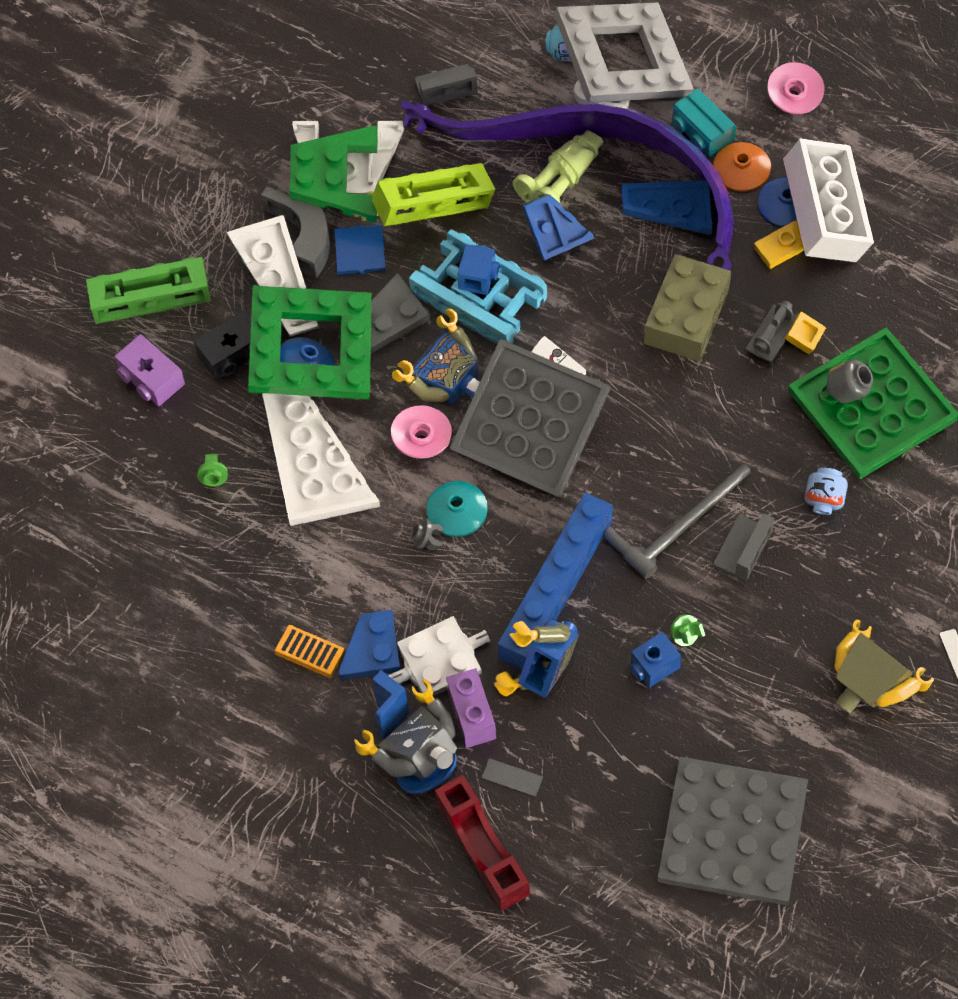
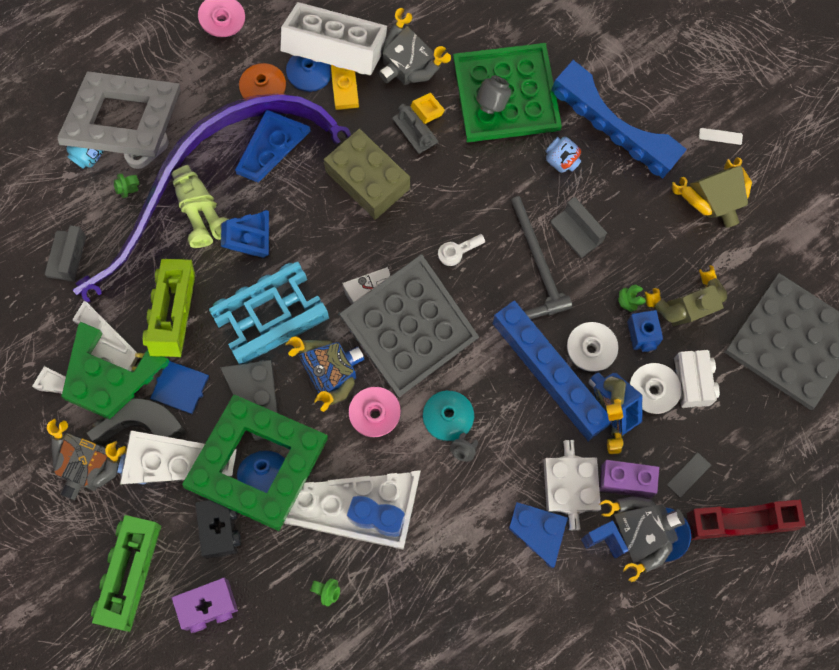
camera: 70 degrees left, 10 degrees up
(238, 194) = (81, 461): none -> torso
(306, 474) = (368, 514): none -> blue brick
(310, 651) = (521, 581): light orange tile -> none
(477, 269) = (260, 303): blue brick -> none
(549, 96) = (126, 185): none -> bright green plate
(594, 683) = (663, 380): none -> white dish
(606, 600) = (593, 335): none -> white dish
(625, 735) = (696, 378): none -> white brick
(642, 431) = (451, 253): none -> white plate
(703, 123) = (213, 90): teal brick -> none
(715, 696) = (691, 305): none -> olive torso
(857, 282) = (408, 56): none -> dark grey torso
(889, 584) = (578, 89): none -> blue arch

